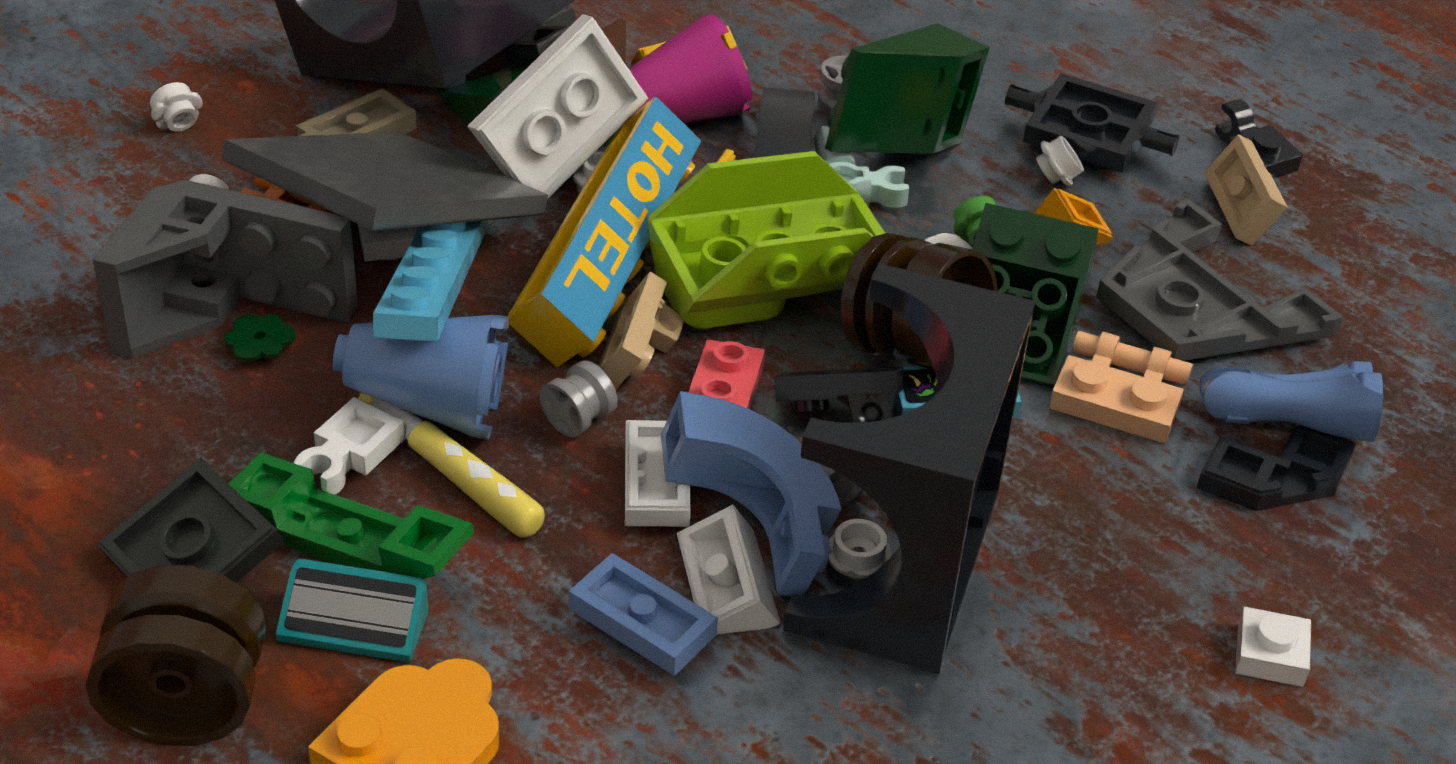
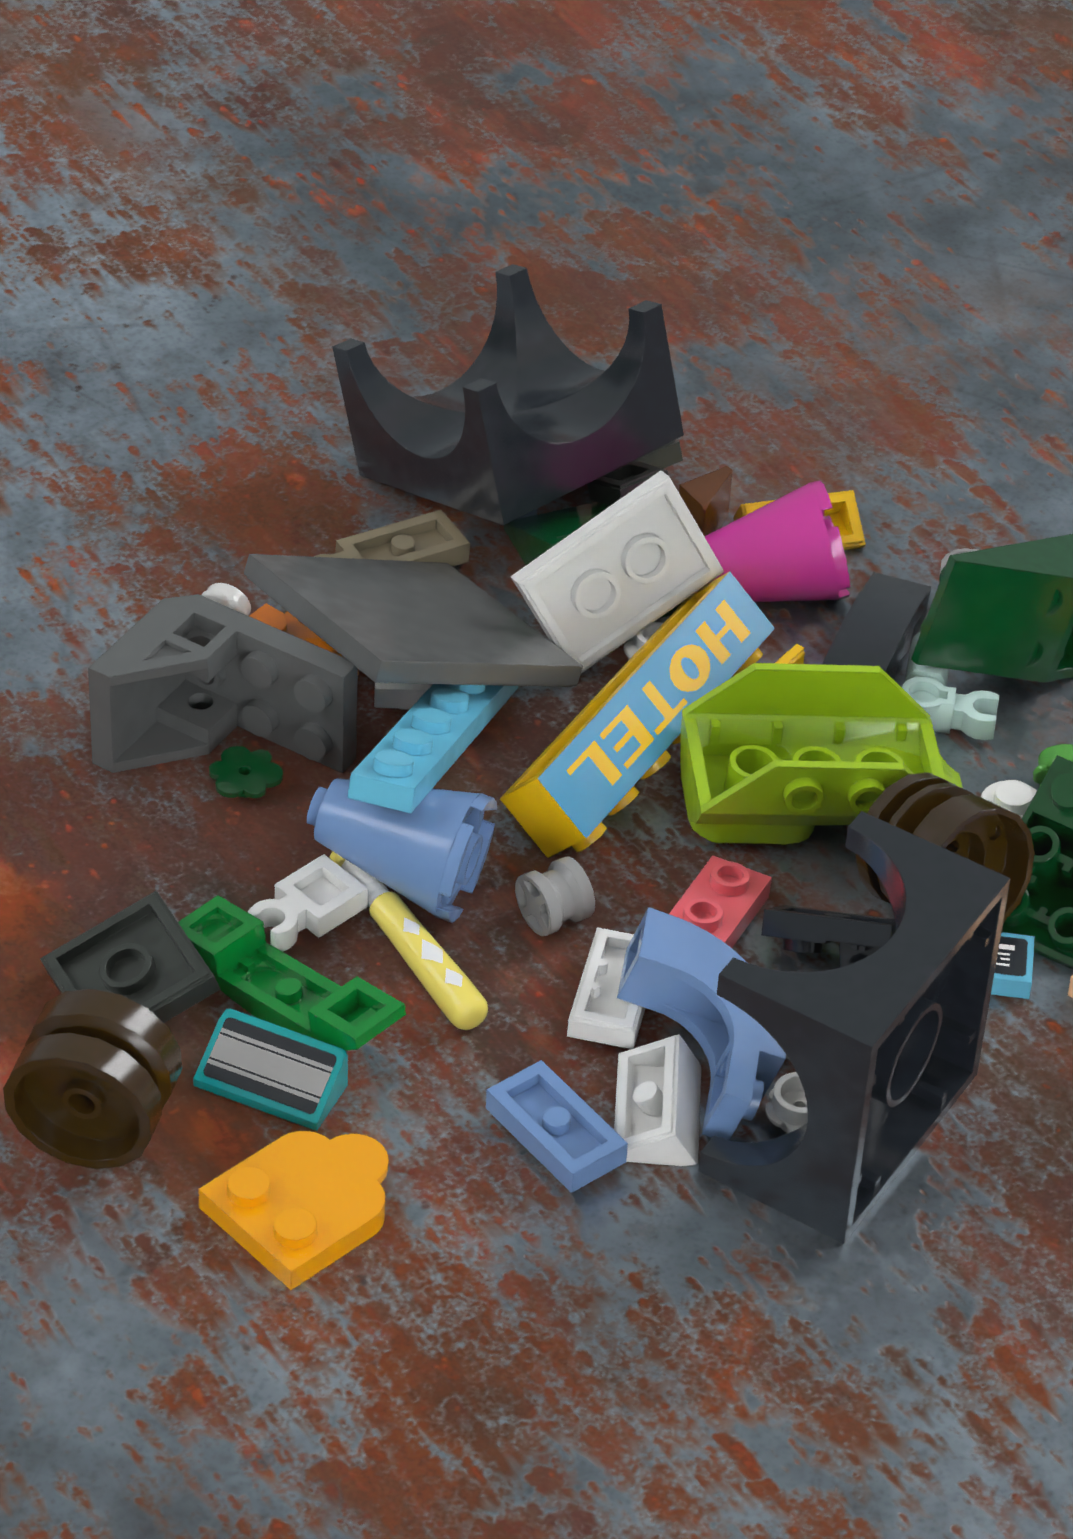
camera: 15 degrees right, 0 degrees up
(175, 107) = (213, 497): white plate -> none
(641, 323) = (649, 823): tan hinge -> none

